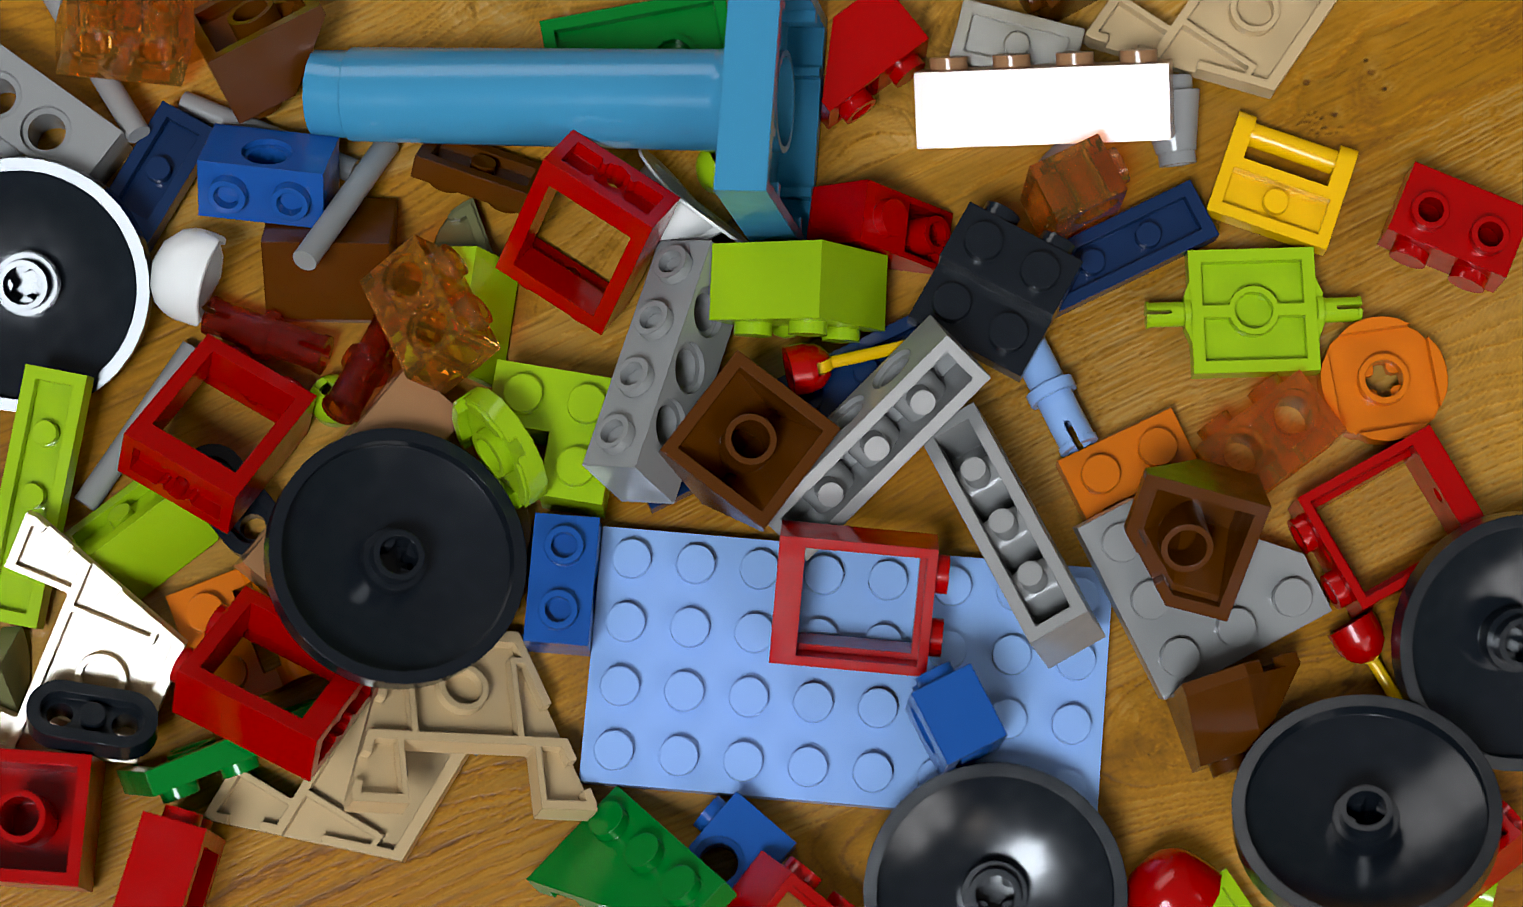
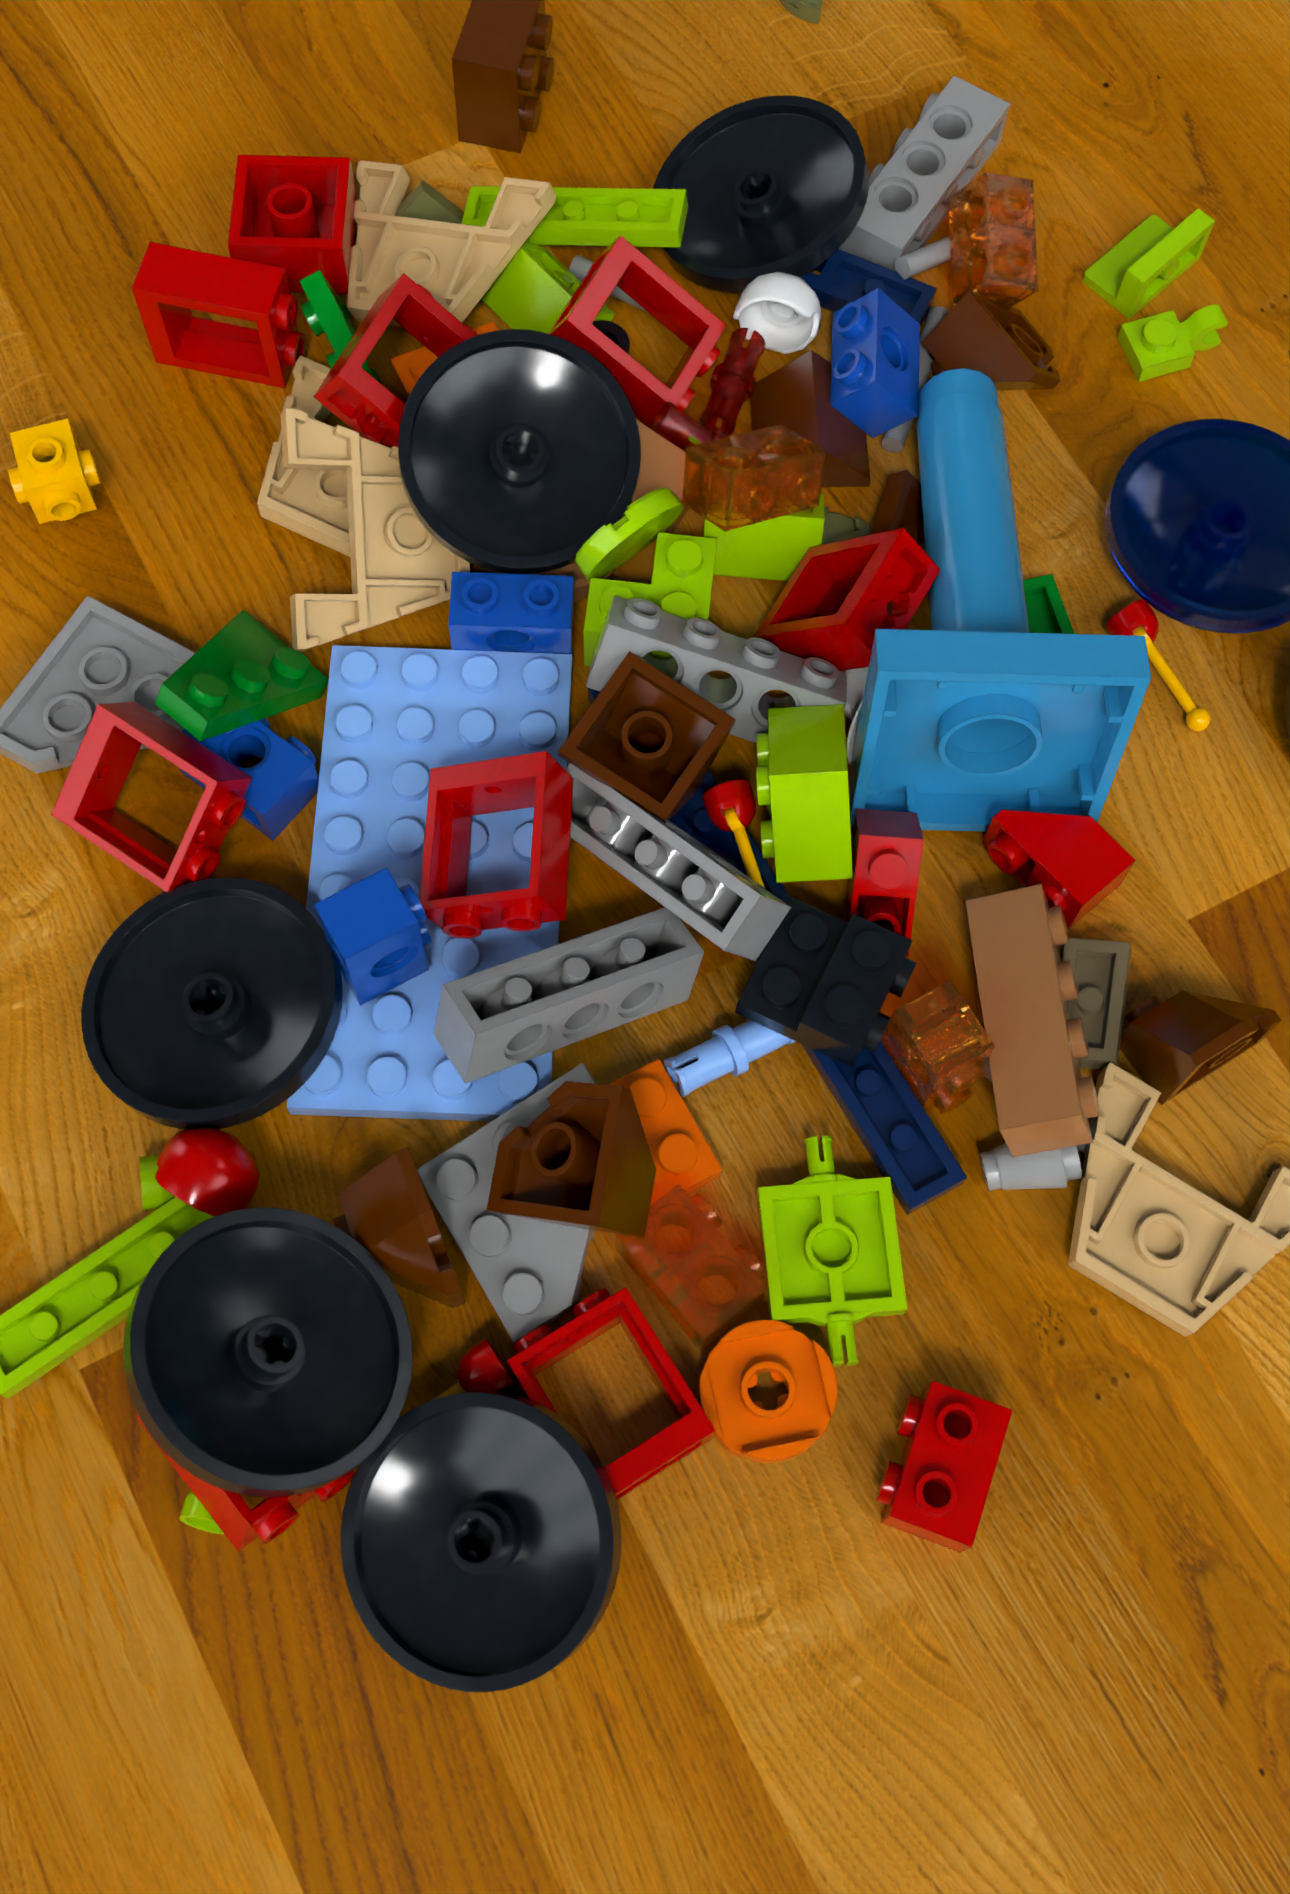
camera: 85 degrees right, 10 degrees down
(94, 718) = (374, 257): black plate -> none
(344, 204) = (853, 416): light grey bar -> none
(1274, 200) = (955, 1272): yellow plate -> none

